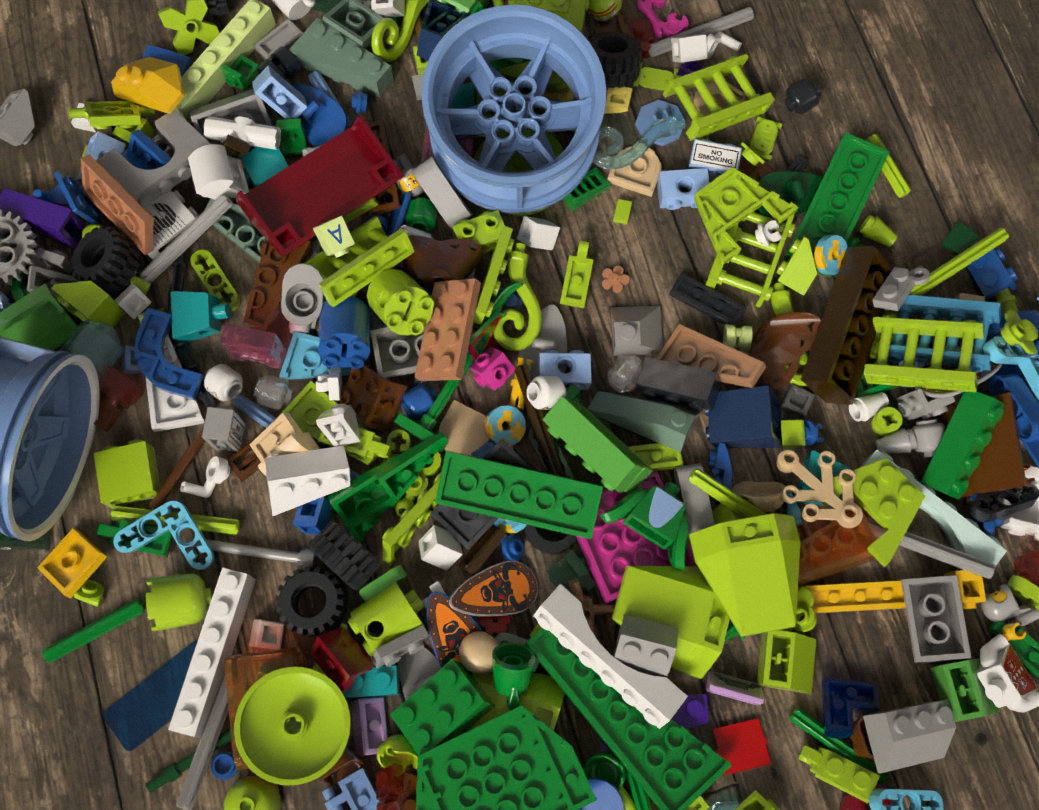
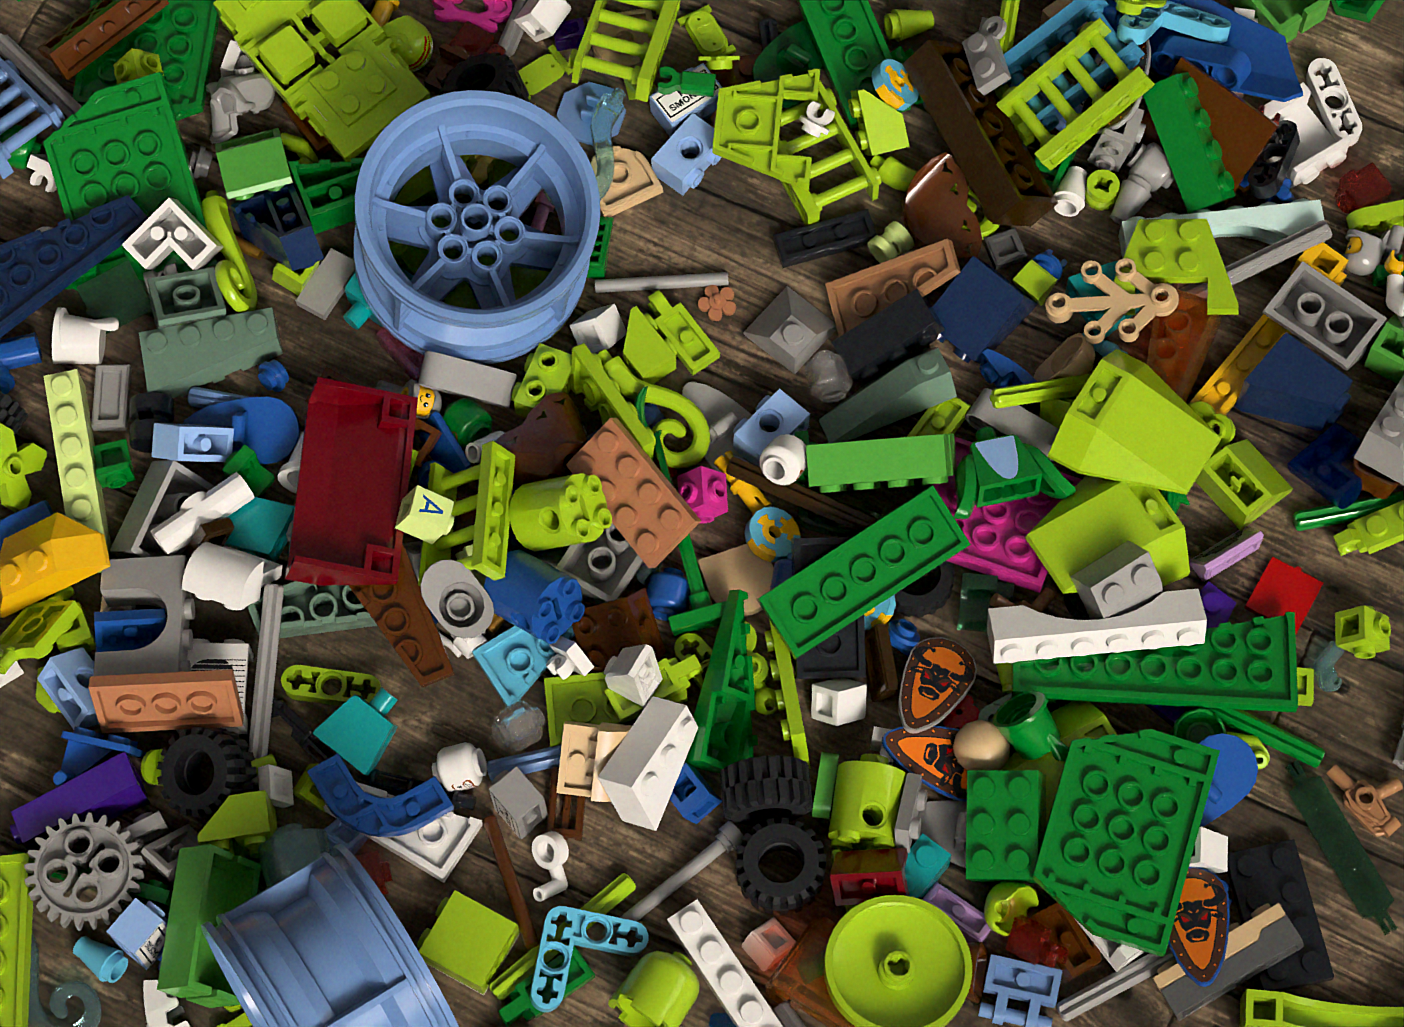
camera: 45 degrees left, 5 degrees down
(253, 345) = (460, 696): clear pink piece -> none
(547, 266) = (644, 349): none -> lime slope
(598, 241) = (661, 282): none -> light grey bar
(622, 211) = (652, 232): lime piece -> none
(721, 149) = (687, 82): none -> green bar
(874, 640) = (1295, 387): none -> dark blue slope

